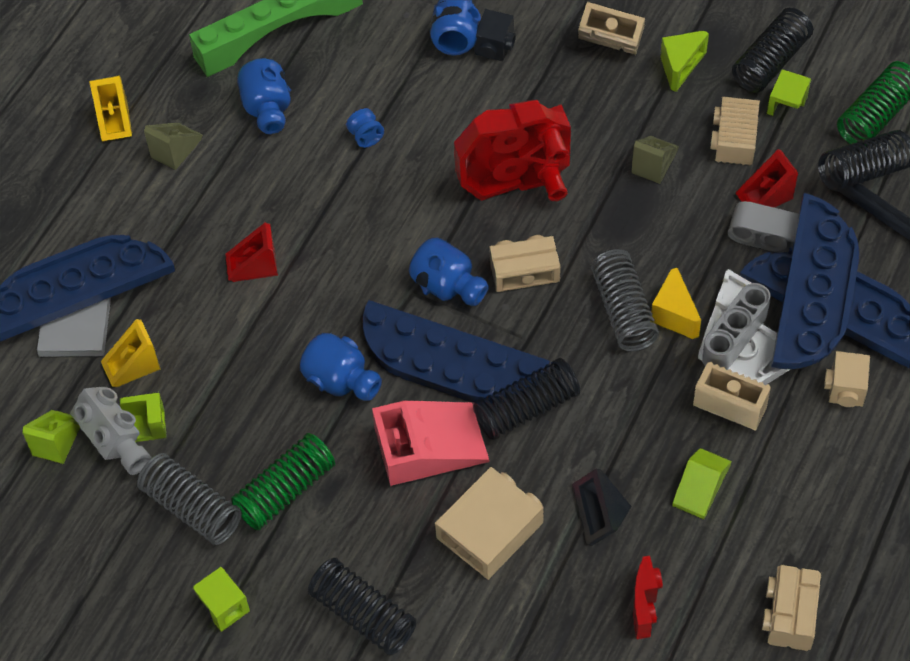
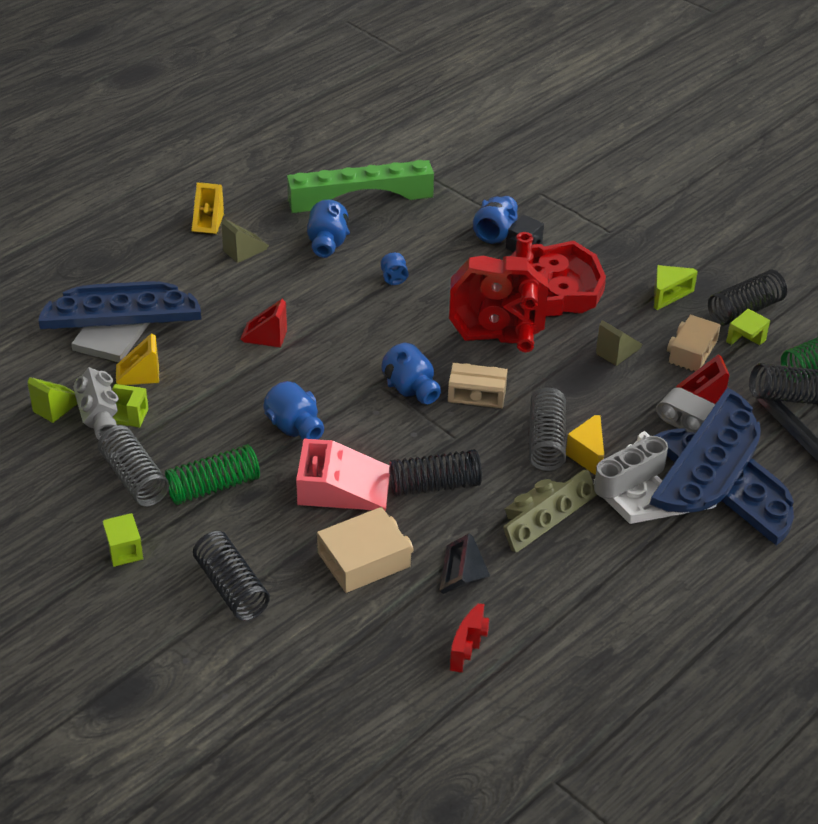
camera: 15 degrees right, 15 degrees down
(443, 355) = (381, 429): dark blue plate -> none
(572, 74) = (573, 274): none -> red brick
(611, 28) = (620, 251): tan brick -> none
(657, 402) = (545, 507): none -> olive bracket
(701, 482) = (554, 572): lime slope -> none
(731, 395) = (607, 515): tan brick -> none
(793, 608) = (593, 682): tan brick -> none
(848, 379) = (714, 533): tan brick -> none

